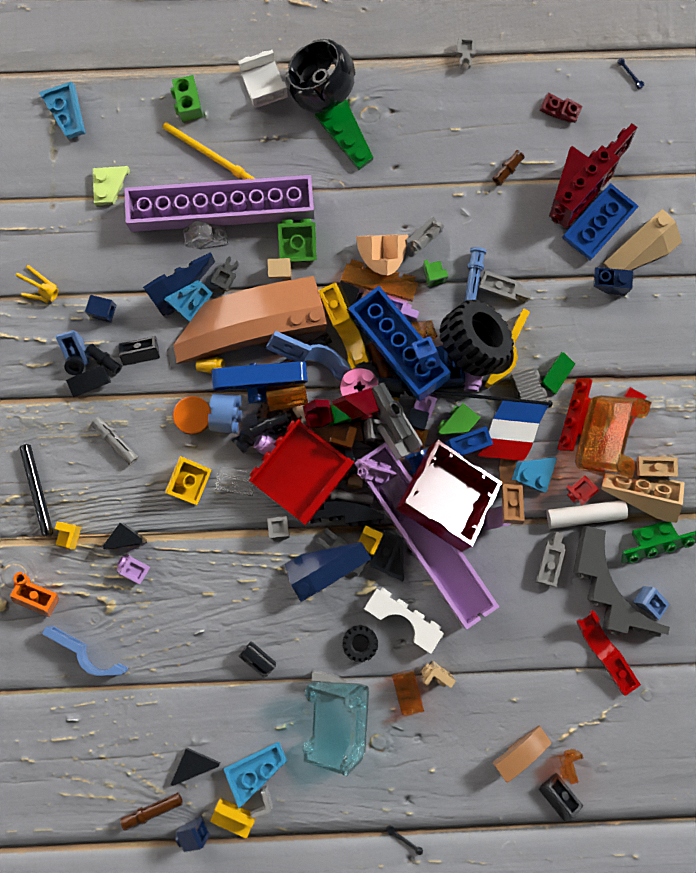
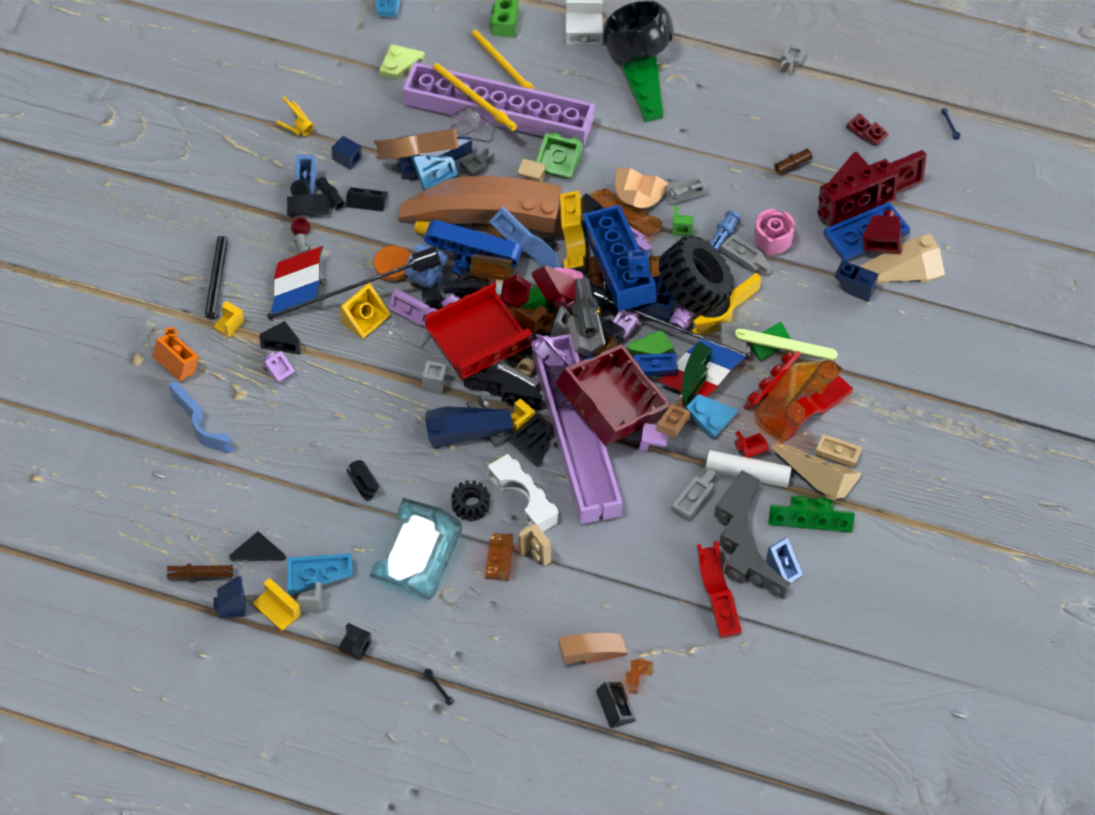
camera: 20 degrees right, 25 degrees down
(91, 406) = (300, 226): none -> dark red plate
(115, 471) = (299, 278): none -> flag
(165, 286) = (417, 144): none -> medium nougat piece
(229, 223) = (499, 116): none -> yellow bar
(231, 461) = (409, 307): none -> lavender hinge
(316, 828) = (355, 641): none -> black panel
(510, 442) = (695, 372): none -> dark green slope
(520, 265) = (773, 232): none -> bright pink brick
(573, 373) = (785, 344): none -> yellowish green piece
(624, 224) = (883, 233): none -> dark red torso

